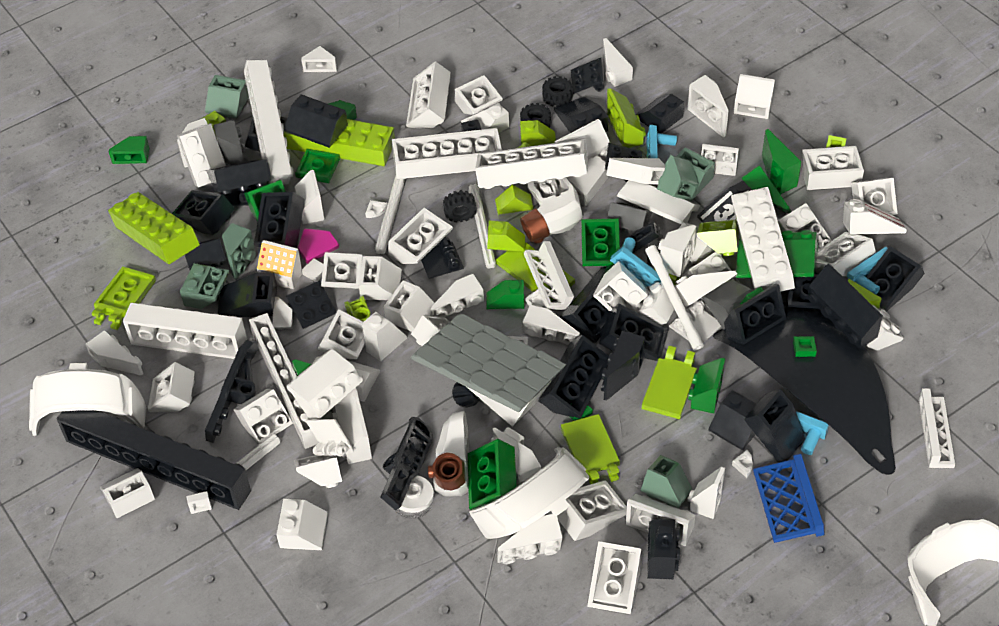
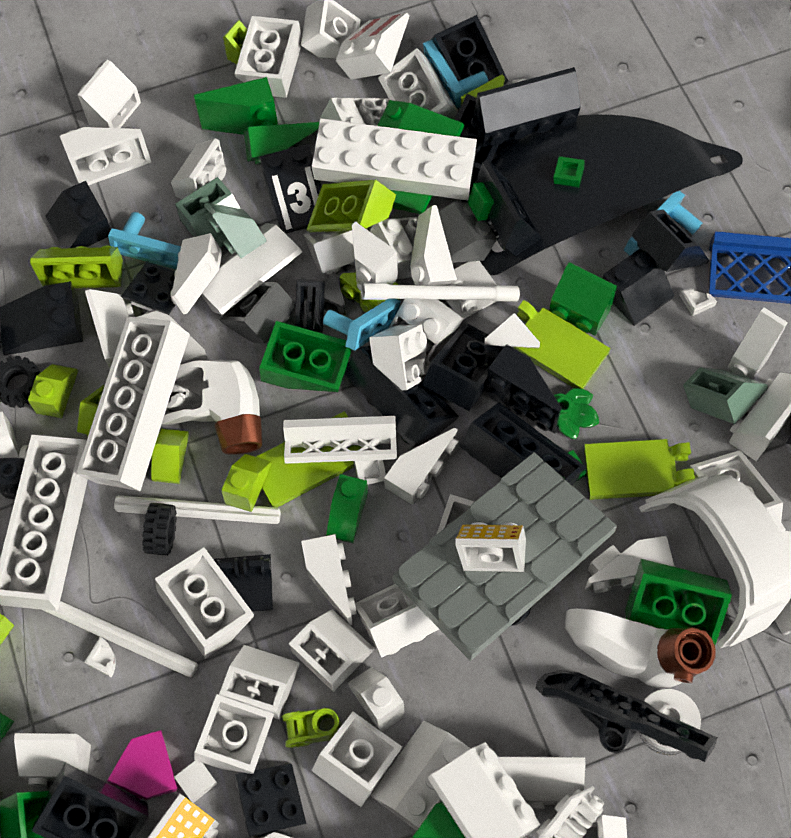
camera: 75 degrees left, 15 degrees up
(484, 343) = (492, 547): none -> white slope
(620, 405) = (577, 412): none -> green plate
(662, 348) = (512, 333): none -> white slope
(931, 431) = (696, 93): white fence -> none

